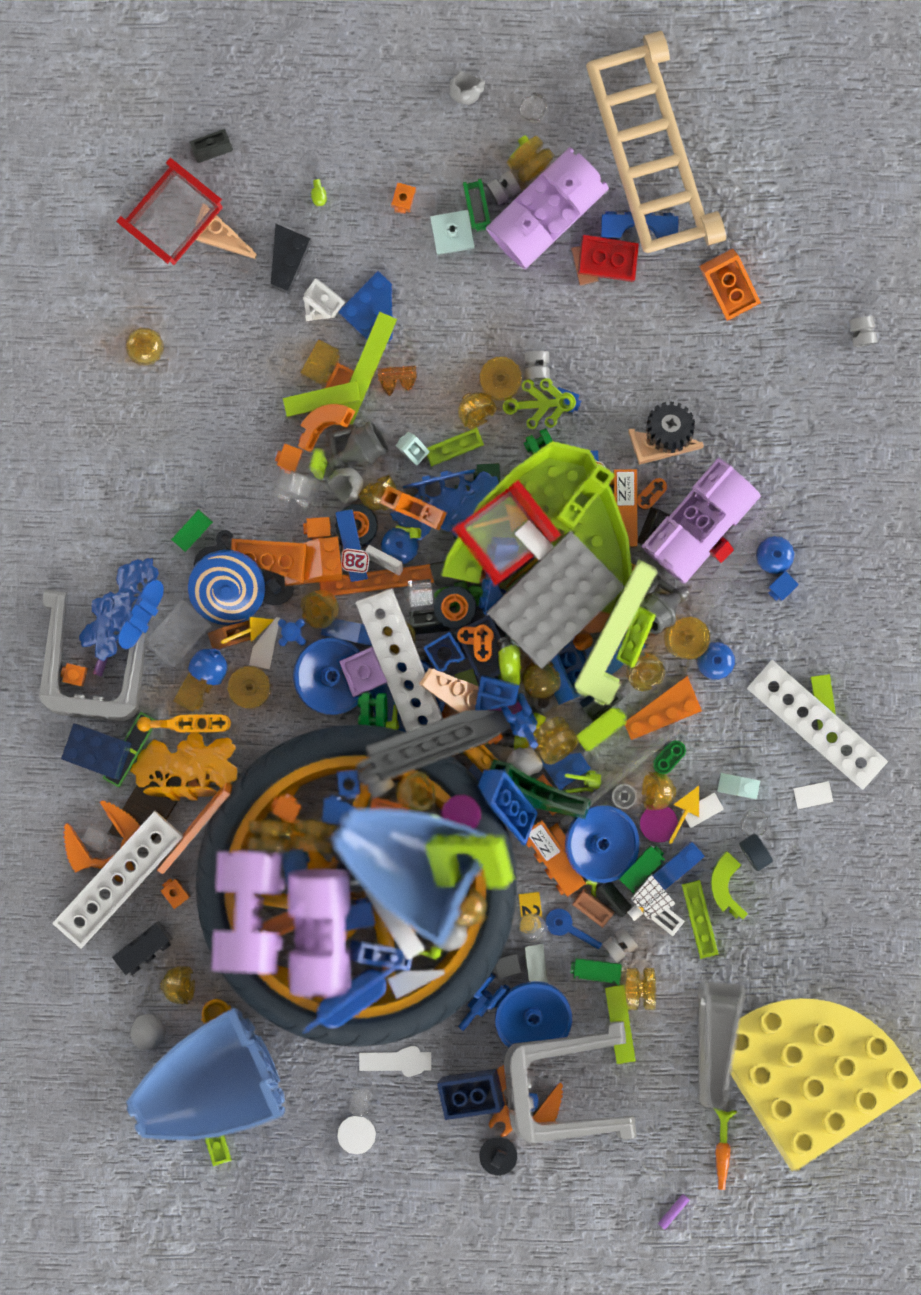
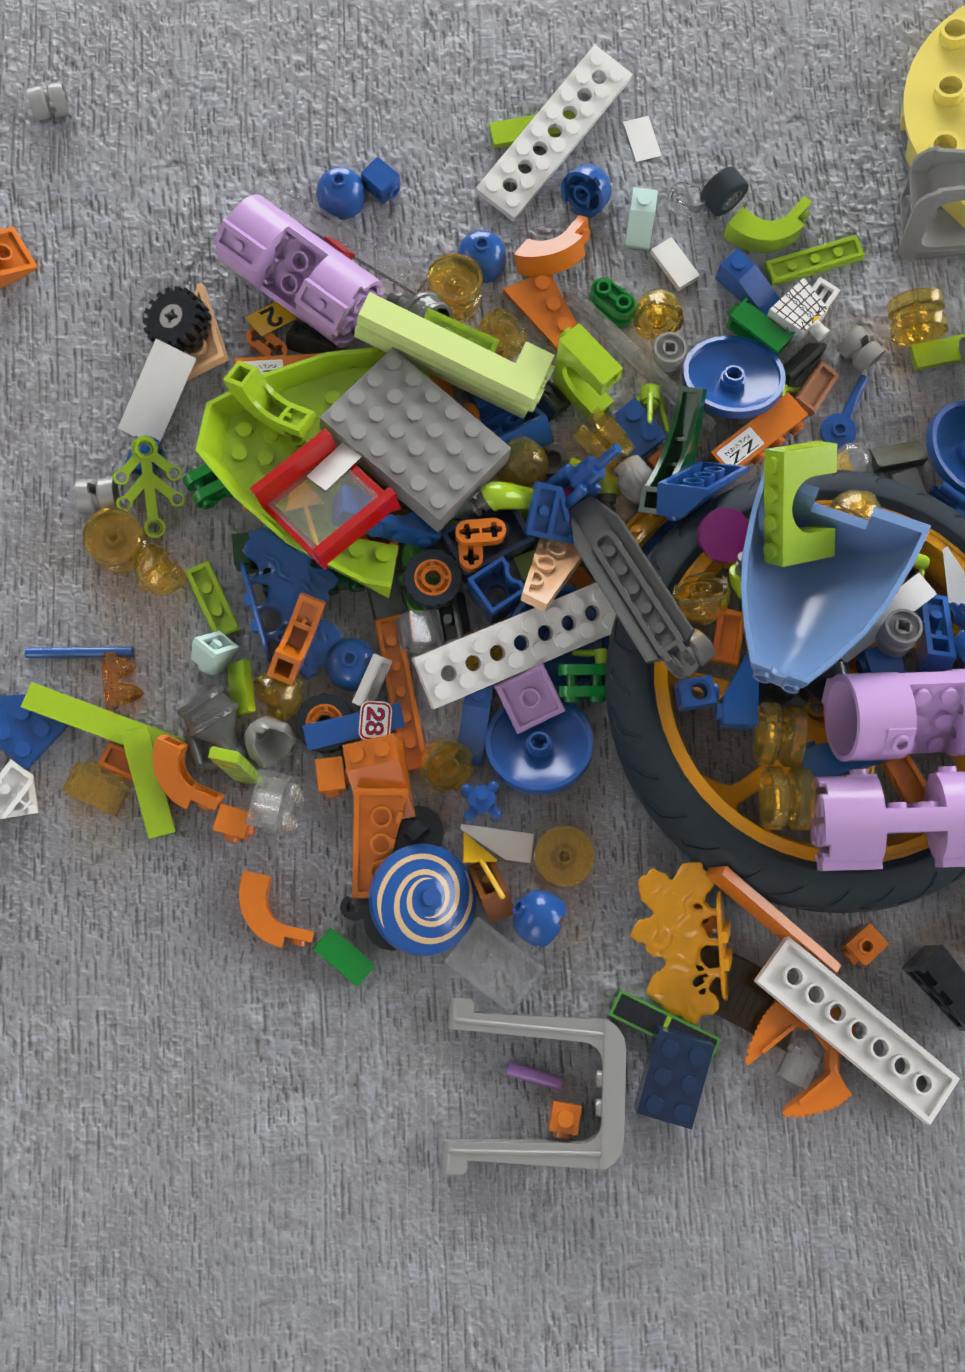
camera: 100 degrees left, 10 degrees down
(115, 610) = (463, 1059): blue plant -> none
(144, 355) = (87, 1046): clear yellow cylinder -> none
(144, 723) = (624, 962): light orange piece -> none
(192, 692) = (577, 940): clear yellow brick -> none
(221, 474) = (255, 907): none -> orange arch
(286, 807) = (740, 780): orange brick -> none
(377, 924) = (899, 633): none -> light grey wheel
(387, 466) = (241, 686): none -> lime tile
(414, 532) = (332, 639): lime hand -> none
(421, 350) = (76, 652): none -> blue piece
(559, 835) = (728, 430): orange beam -> none
(596, 970) = (897, 378): green window -> none
(614, 410) = (157, 391): none -> white sticker
(658, 824) = (701, 315): magenta tile -> none
(671, 494) = (270, 318): none -> yellow sticker
(690, 804) = (669, 276): yellow piece -> none
(709, 717) = (554, 255): none -> orange arch
(764, 747) = (586, 190): none -> blue cylinder

